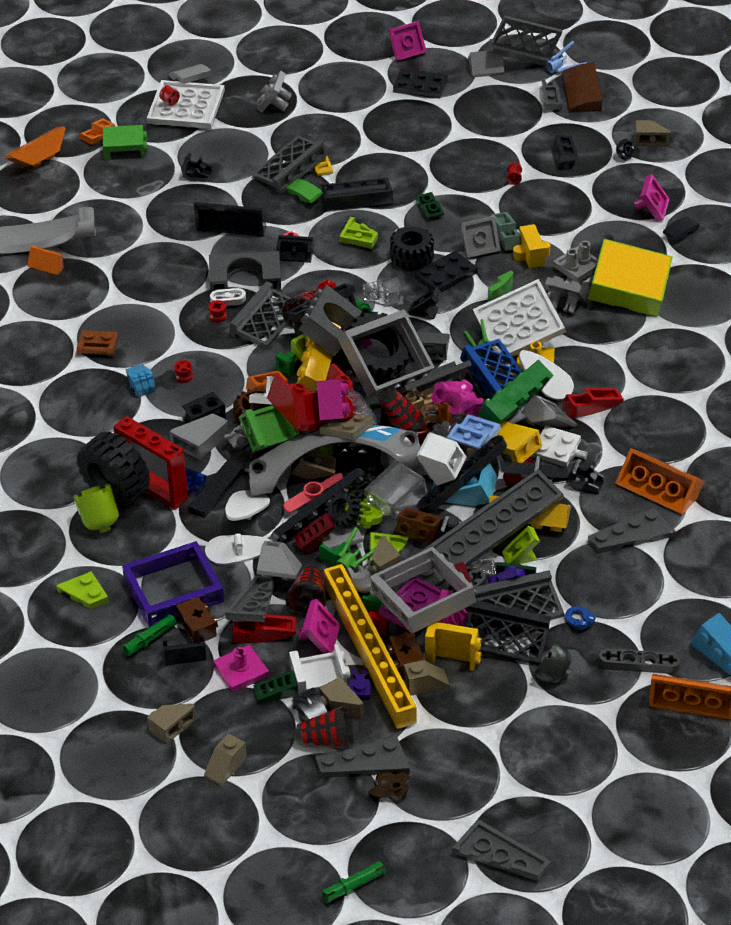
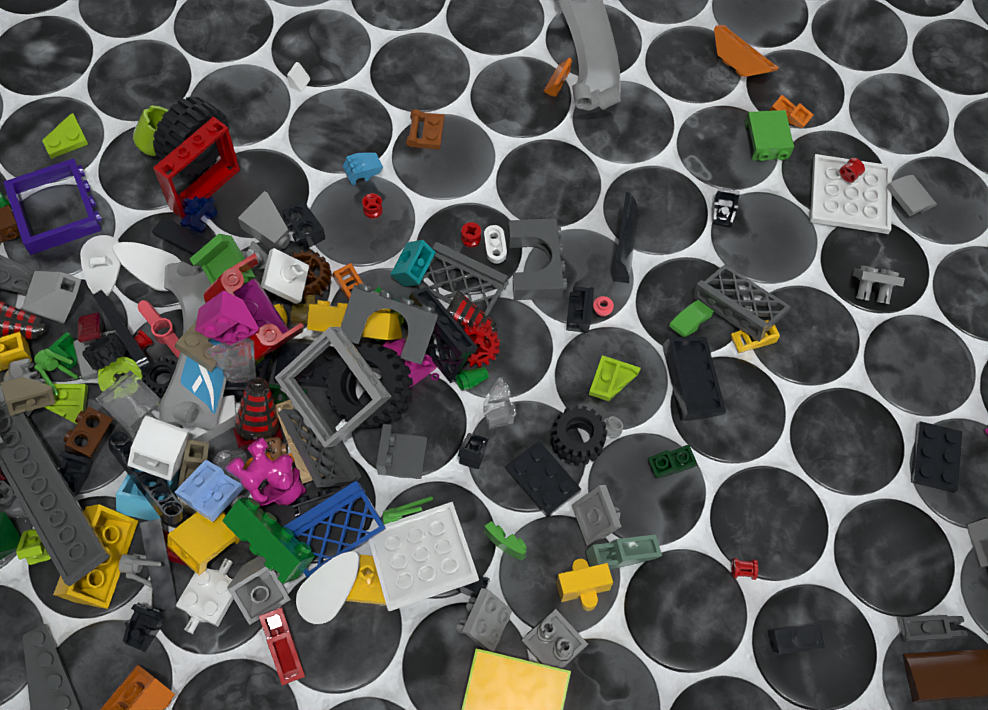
camera: 85 degrees right, 20 degrees up
(26, 429) = (298, 77): none -> white slope
(240, 334) = (413, 263): none -> teal brick

